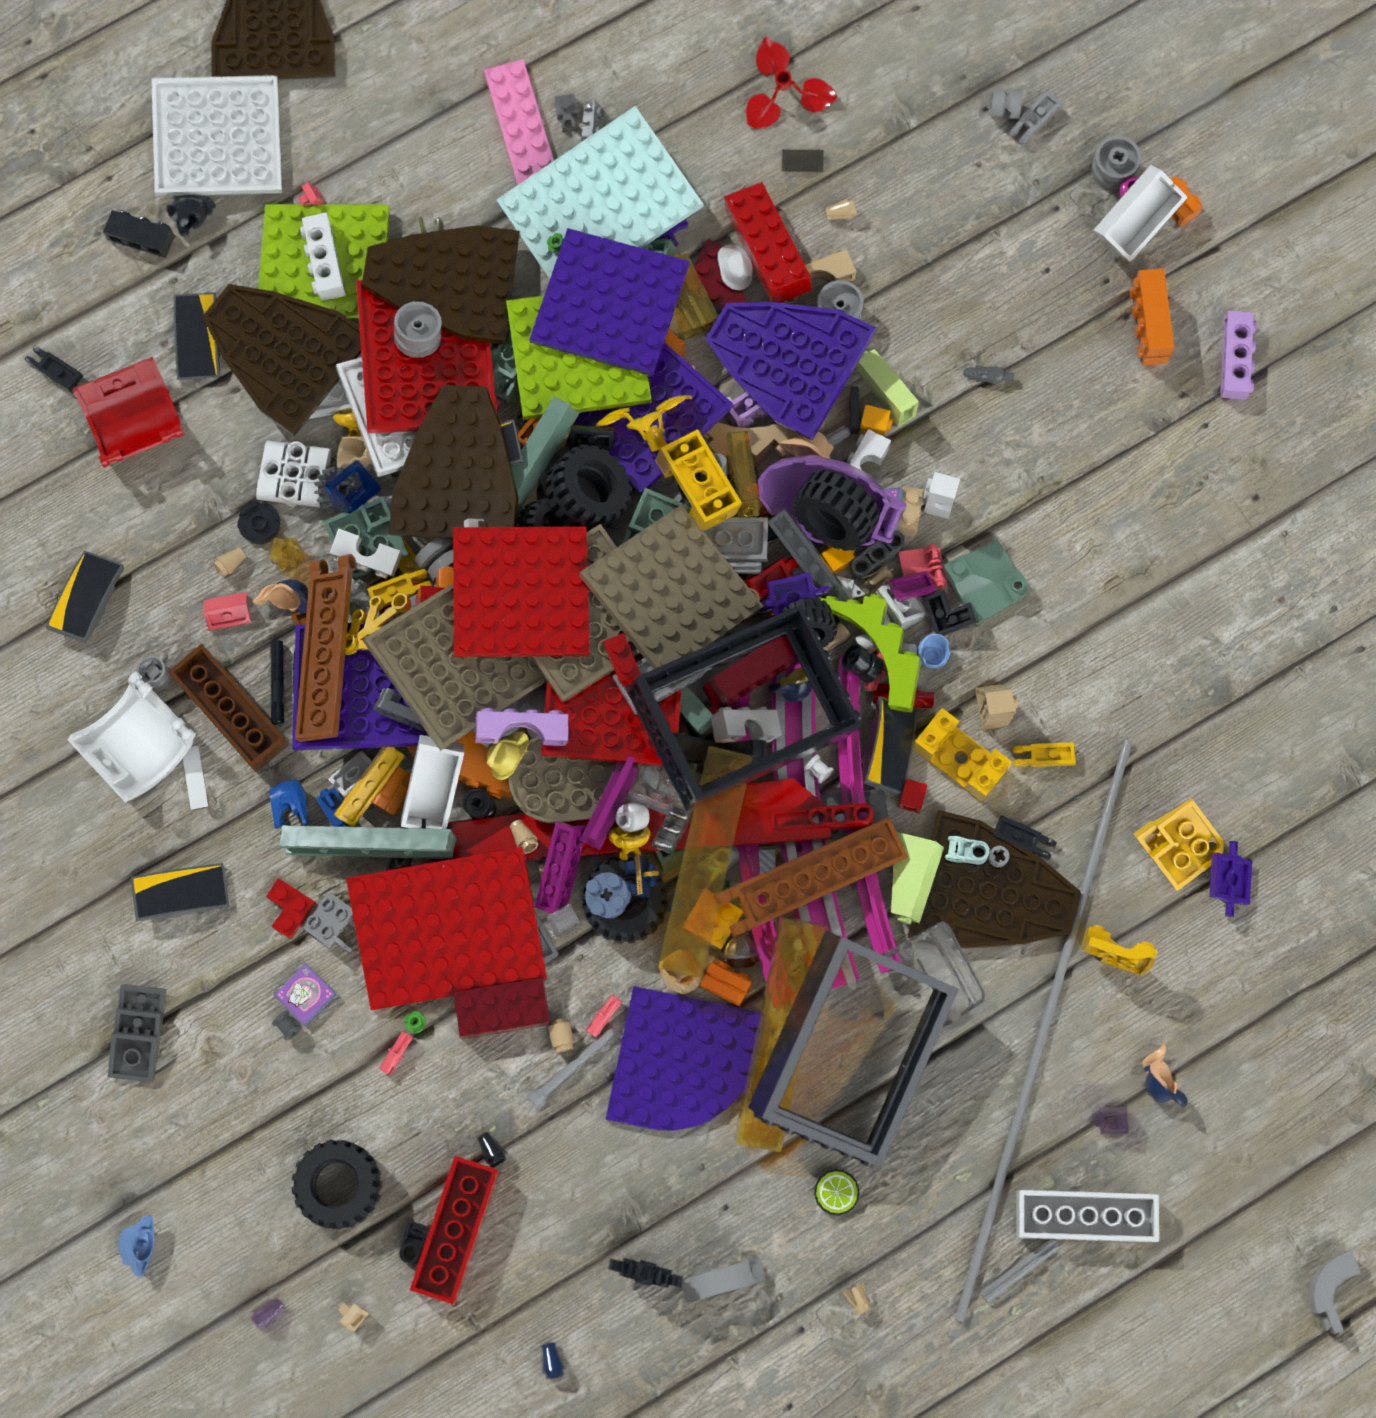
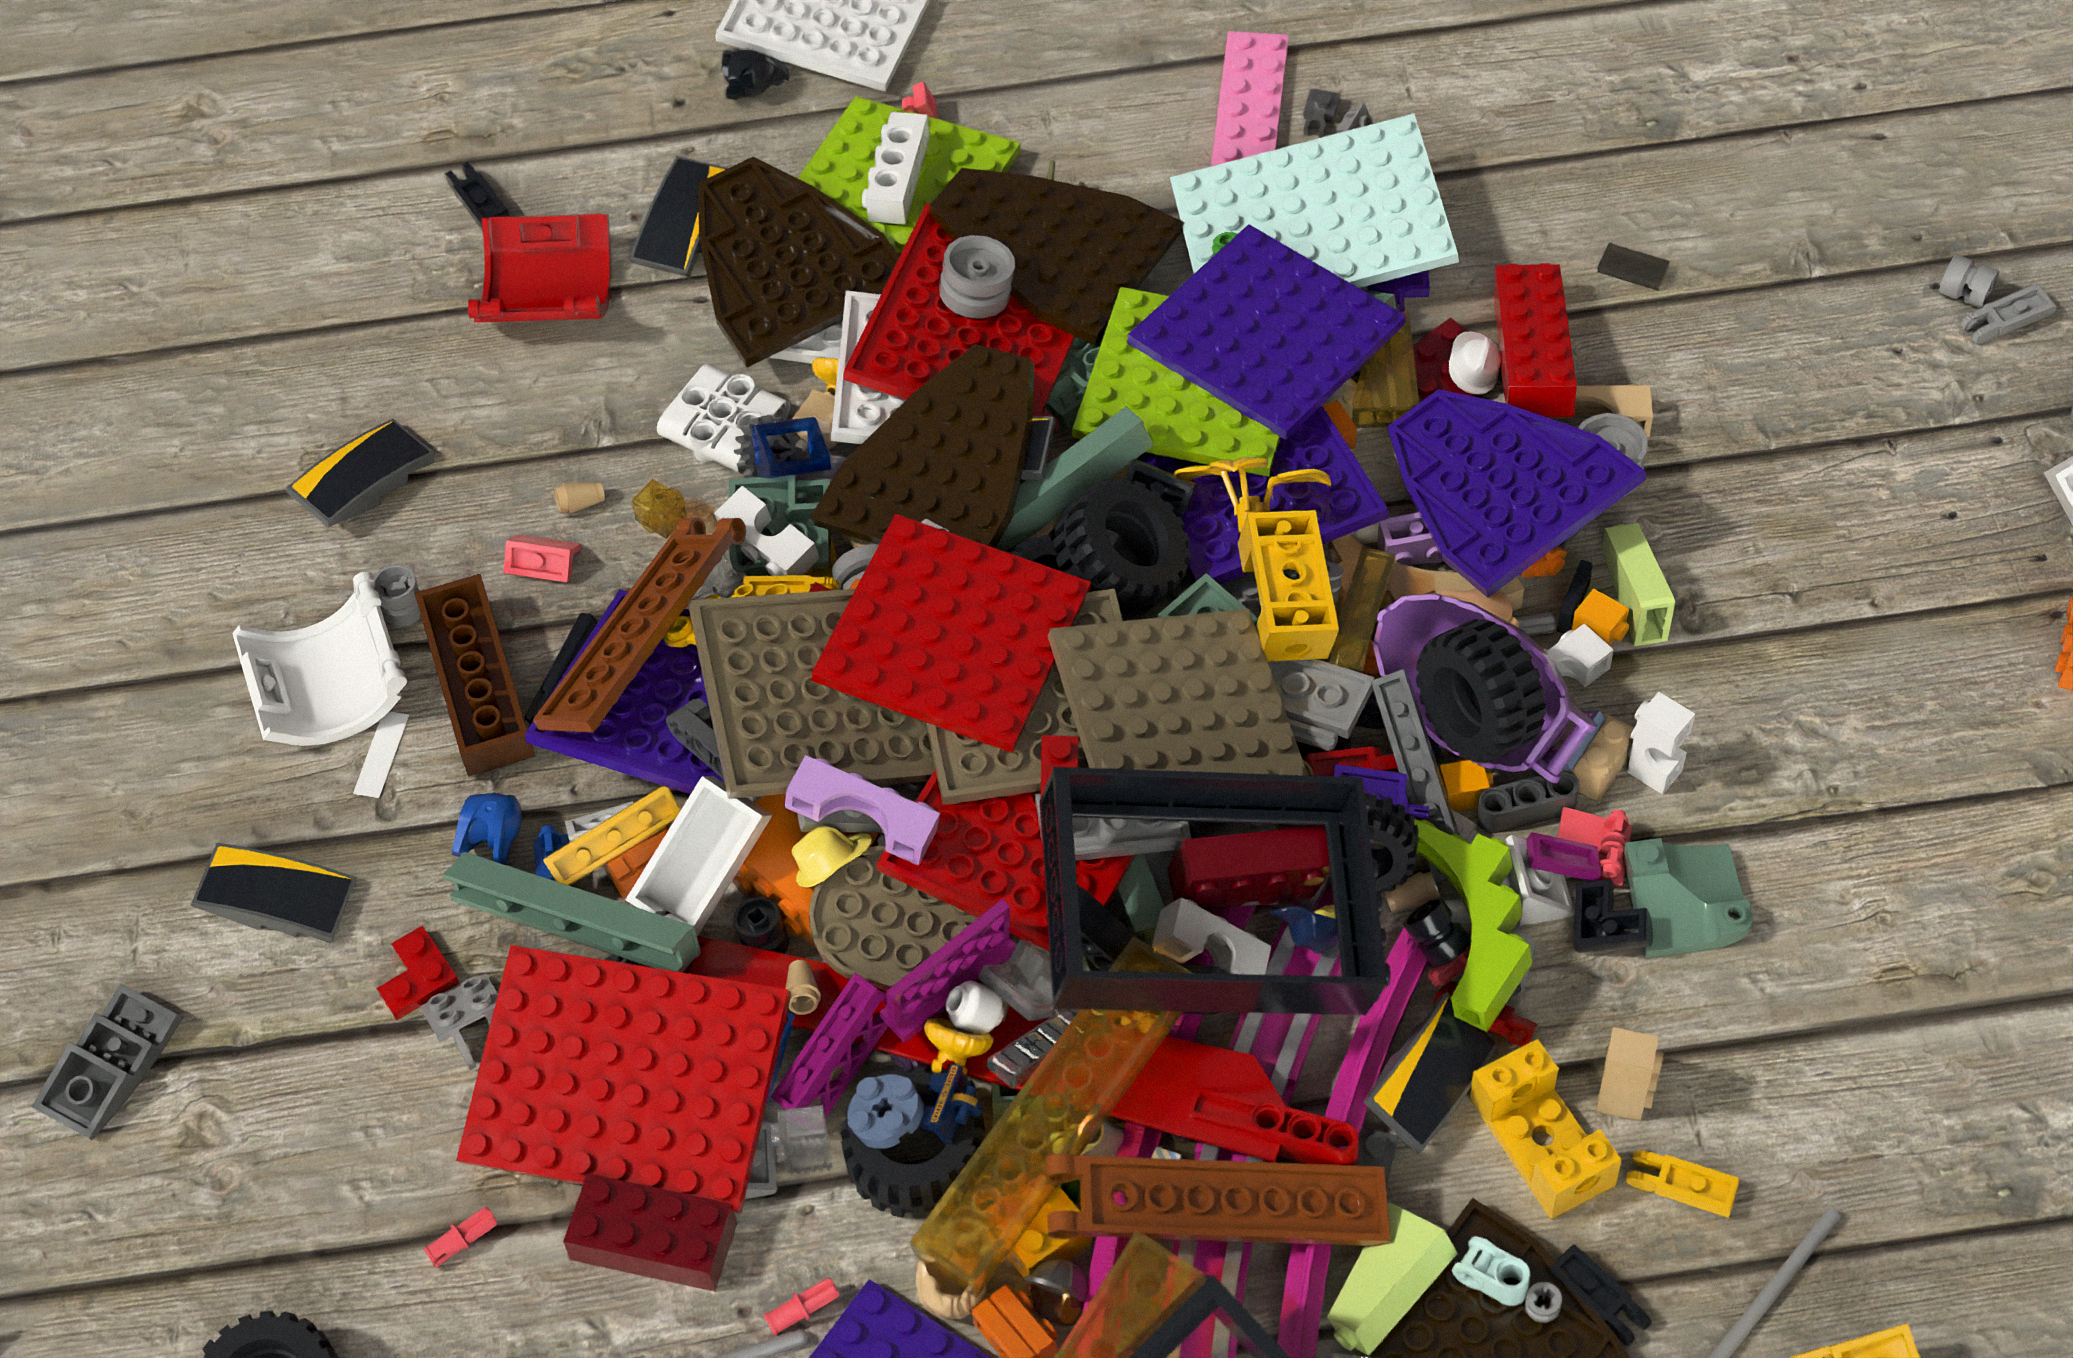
camera: 25 degrees right, 20 degrees down
(139, 233) = (672, 79): black brick -> none
(259, 523) = (644, 460): black tile -> none
(286, 1025) = (322, 1133): dark grey bush -> none
(287, 594) = (624, 557): light nougat hair -> none
(305, 994) = (374, 1102): tile -> none
(421, 1022) = (516, 1212): bright green plate -> none
(561, 1036) = (720, 1309): tan brick -> none
(775, 58) = (1642, 136): red plant -> none
(819, 769) = (1301, 1056): white bush -> none
(842, 210) = (1665, 341): tan cone -> none
(883, 575) = (1518, 829): tan piece -> none
(913, 796) = (1438, 1162): red panel -> none
(934, 651) = (1561, 963): light blue hair -> none
(988, 374) = (1804, 618): dark grey piece -> none

